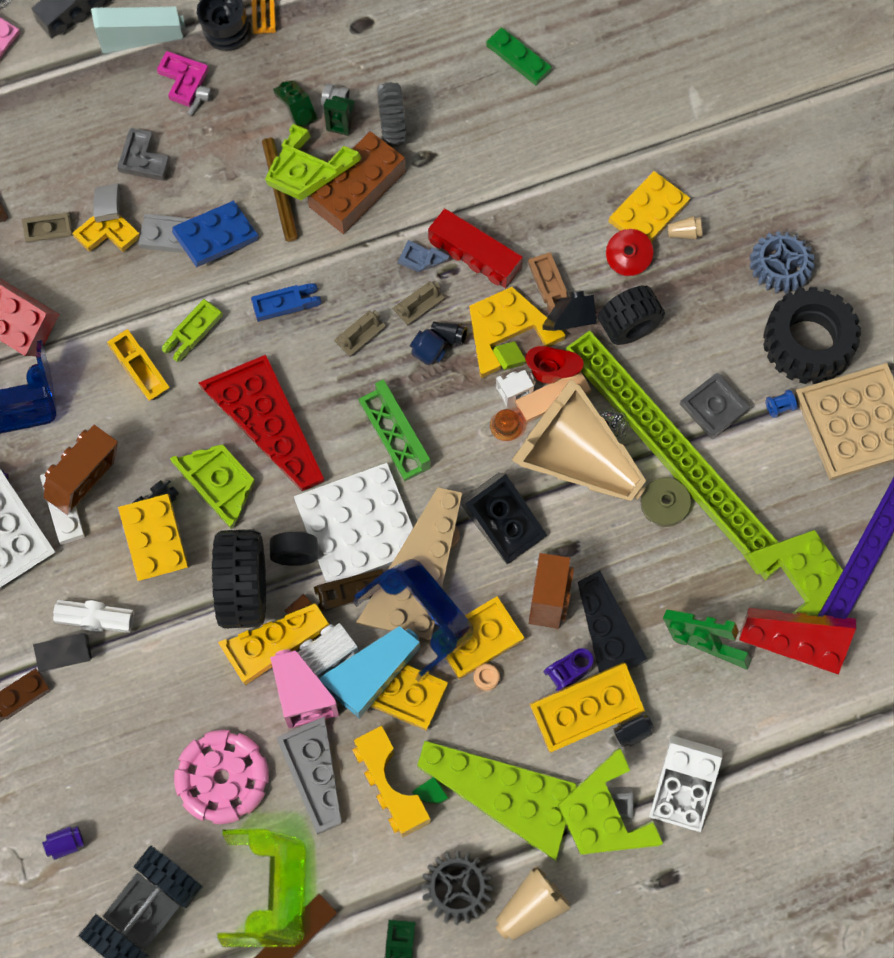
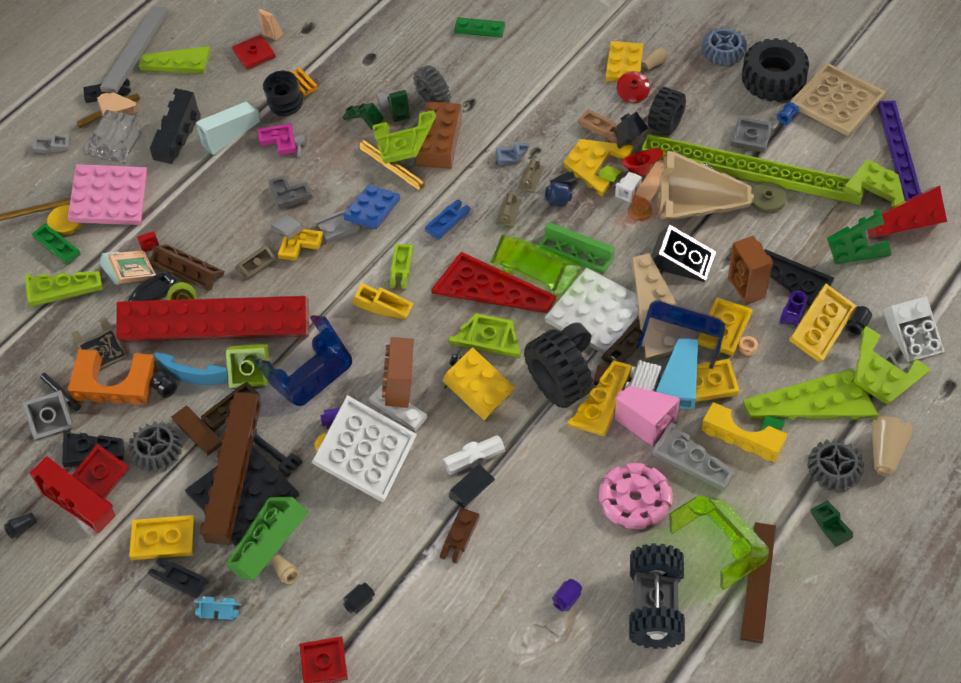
camera: 30 degrees left, 15 degrees down
(339, 420) = (536, 262): none -> clear neon green windscreen
(474, 248) = (541, 130): red brick -> none

